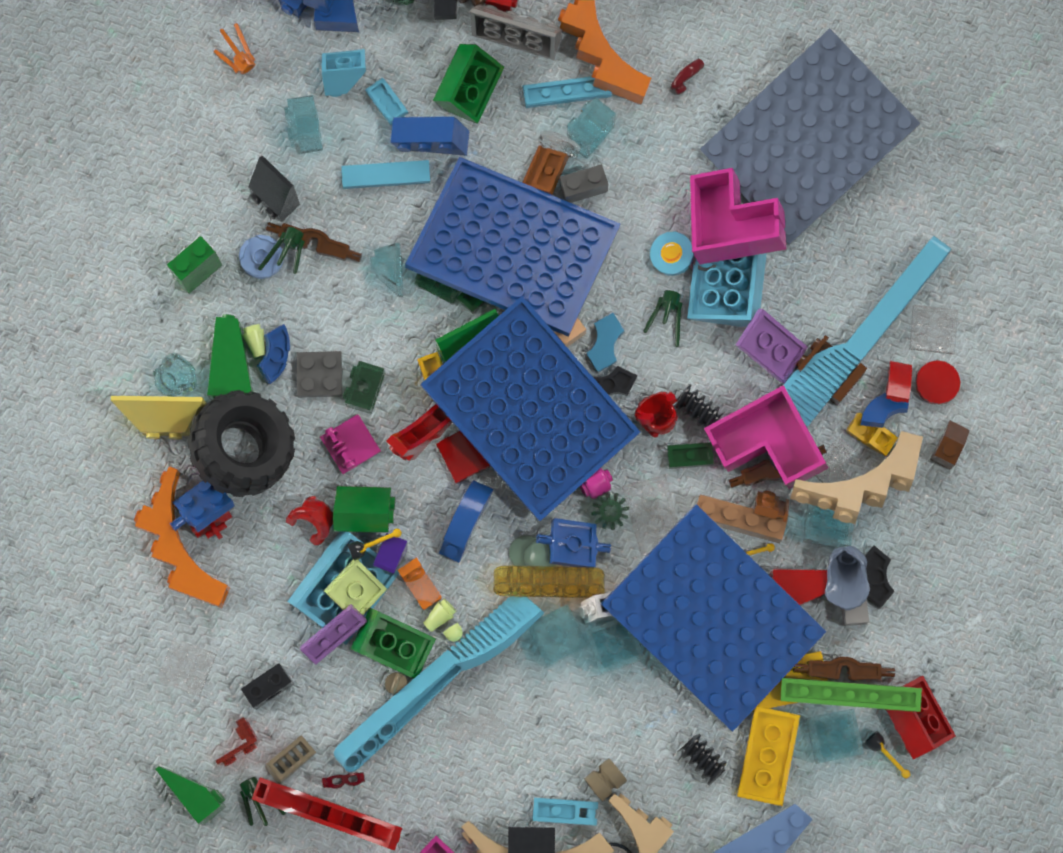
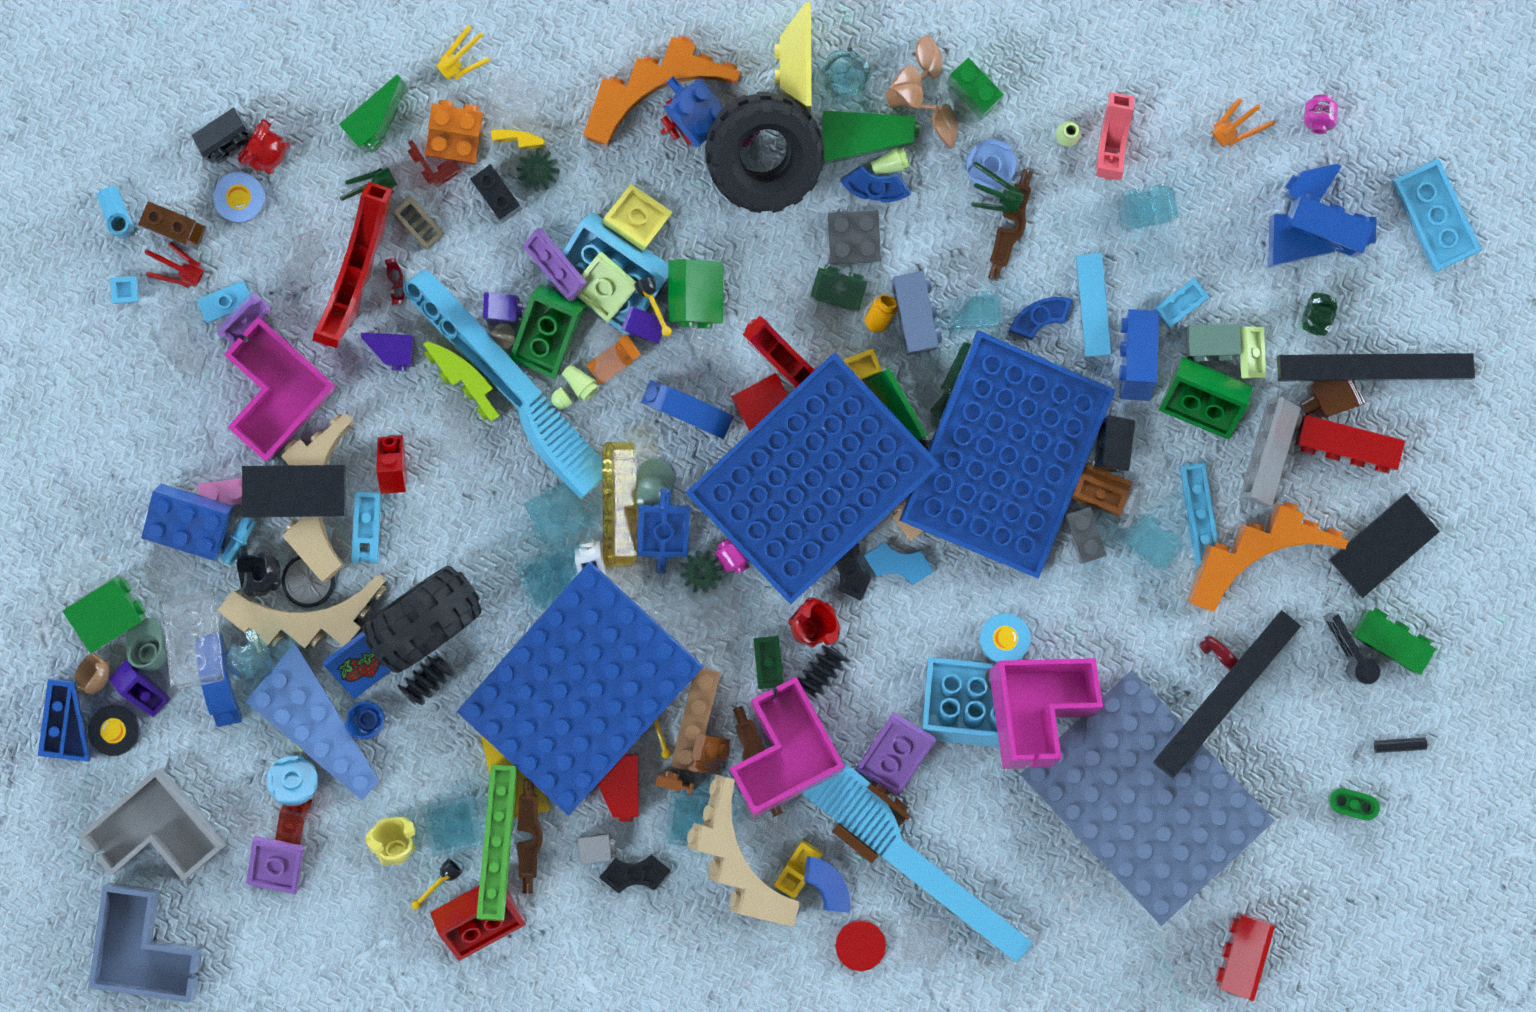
camera: 90 degrees right, 10 degrees up
(150, 725) = (450, 63): none -> yellow plant
(192, 314) = (908, 90): none -> nougat plant
(210, 724) = (454, 132): none -> orange plate
(220, 659) = (525, 140): none -> yellow slope
(238, 194) = (1066, 139): none -> yellowish green cone
(239, 152) = (1114, 136): none -> coral arch
(252, 641) = (529, 168): none -> clear green gear
(272, 190) = (1065, 174): black slope -> none
(294, 560) = (637, 217): none -> light yellow plate
(316, 513) = (689, 240): red helmet -> none
(342, 71) = (1217, 250): medium azure slope -> none
(350, 444) = (773, 275): dark pink hinge -> none
(370, 682) = (501, 308): none -> dark purple slope
(387, 320) = (916, 312): none -> sand blue brick
(387, 350) = (881, 313): none -> light orange brick
(393, 220) = (1039, 314): none -> blue tile
(404, 784) = (392, 349): none -> dark purple slope
(420, 75) = (1213, 341): none -> sand green brick
(424, 724) = (457, 370): none -> lime slope
(430, 44) = (1252, 352): none -> yellowish green plate
(506, 157) = (1114, 444): none -> black hinge
(509, 786) = (391, 464): none -> red slope
(605, 779) = (401, 571): dark tan wheel -> none
(650, 755) = (422, 619): none -> black tyre
(669, 303) = (946, 637): dark green plant -> none
(689, 820) = (355, 666): none -> blue tile
(722, 69) = (1226, 694): none -> black tile
(740, 815) = (365, 720): none -> blue hair
(768, 756) = (432, 752): yellow tile -> none
(795, 538) = (671, 780): none -> dark orange plate
(847, 578) = (627, 839): sand blue hair -> none
(848, 792) = (392, 840): none -> light yellow helmet
(899, 382) = (858, 900): red slope -> none
(943, 59) = (1244, 955): none -> slope
(950, 445) = (787, 959): reddish brown slope -> none

